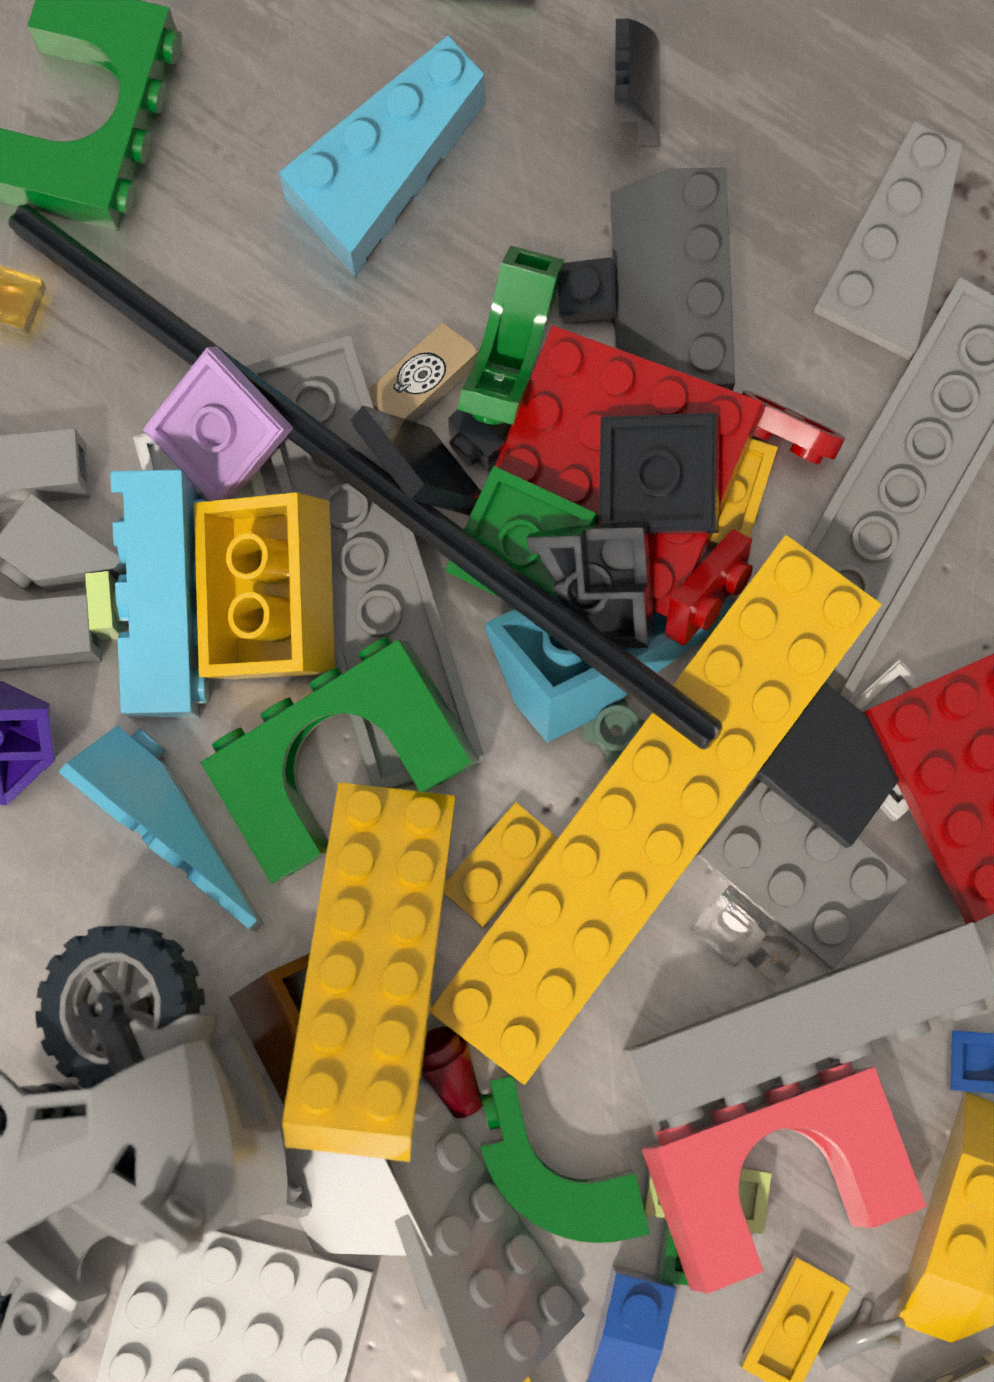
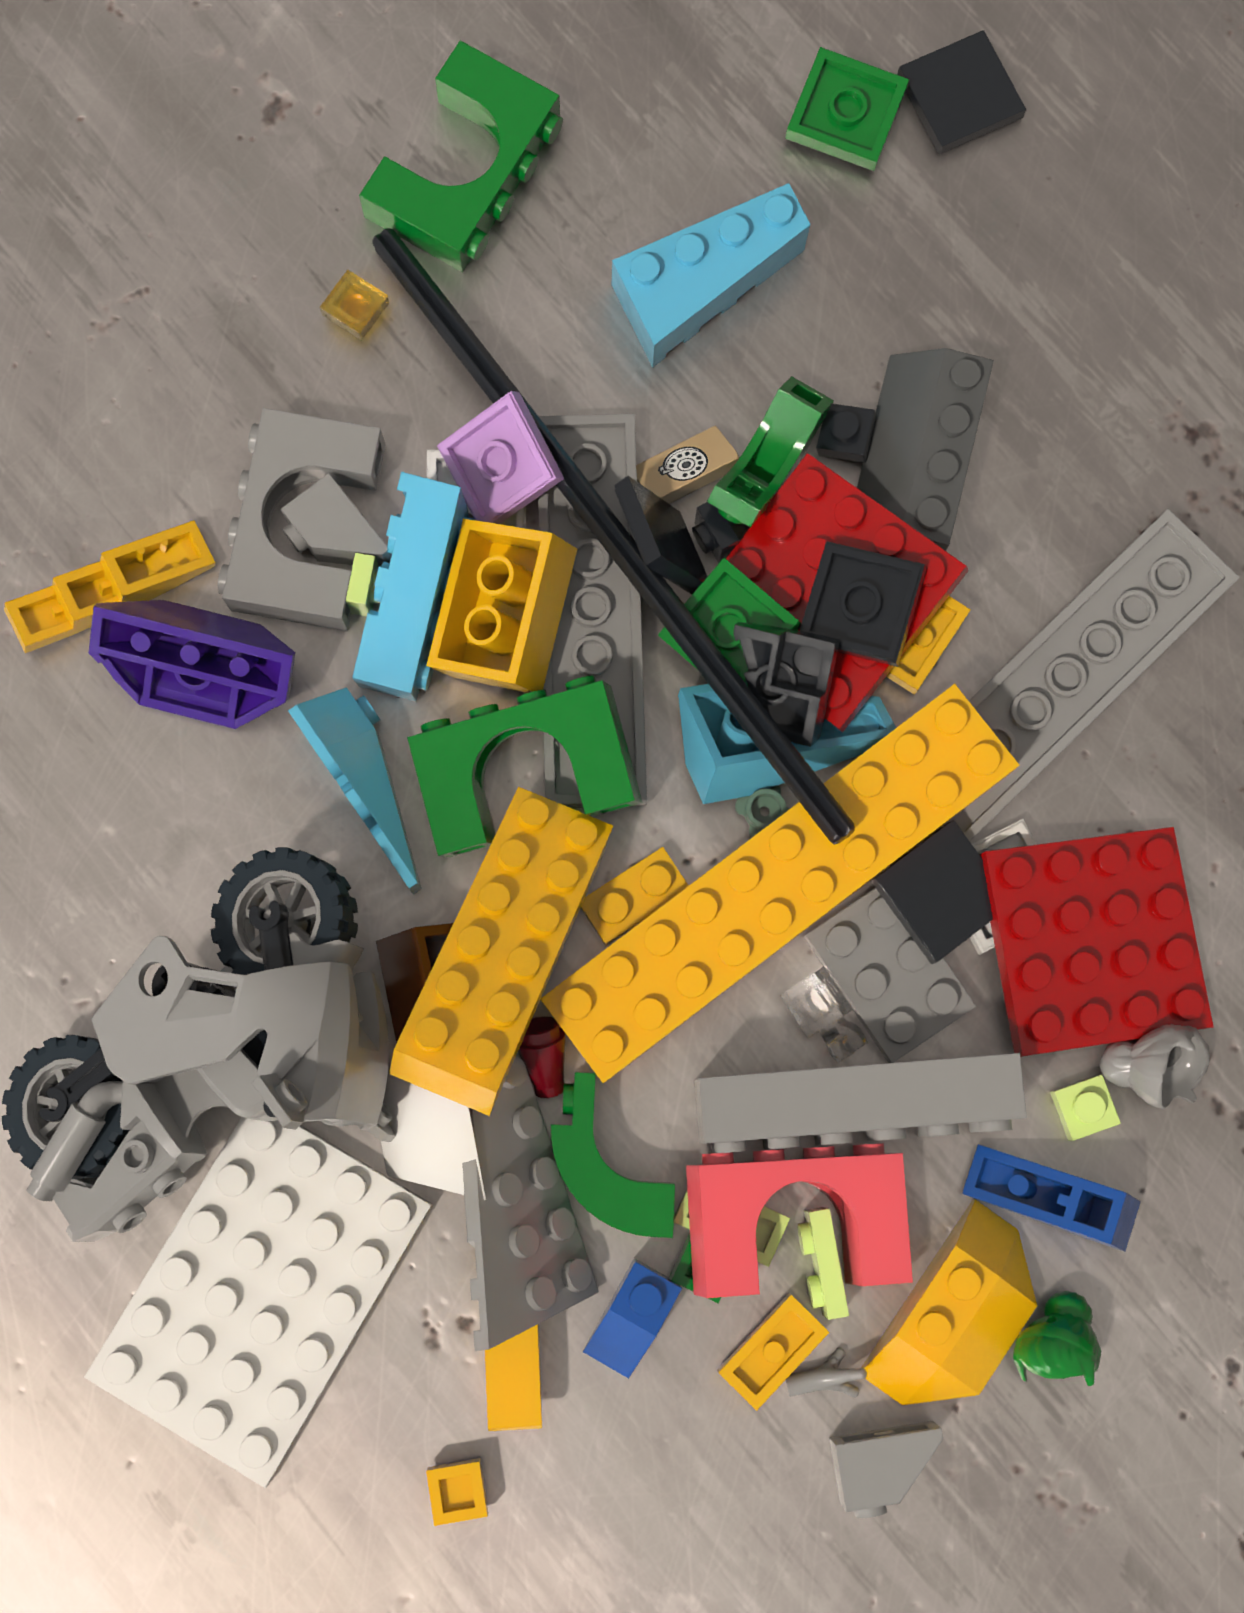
camera: 10 degrees right, 0 degrees up
(638, 79) = (940, 264): black slope -> none
(703, 592) = (871, 714): red plate -> none
(809, 438) = (999, 609): plate -> none
(832, 1234) = (827, 1285): none -> yellowish green plate
(893, 255) = (1116, 474): light grey wing -> none

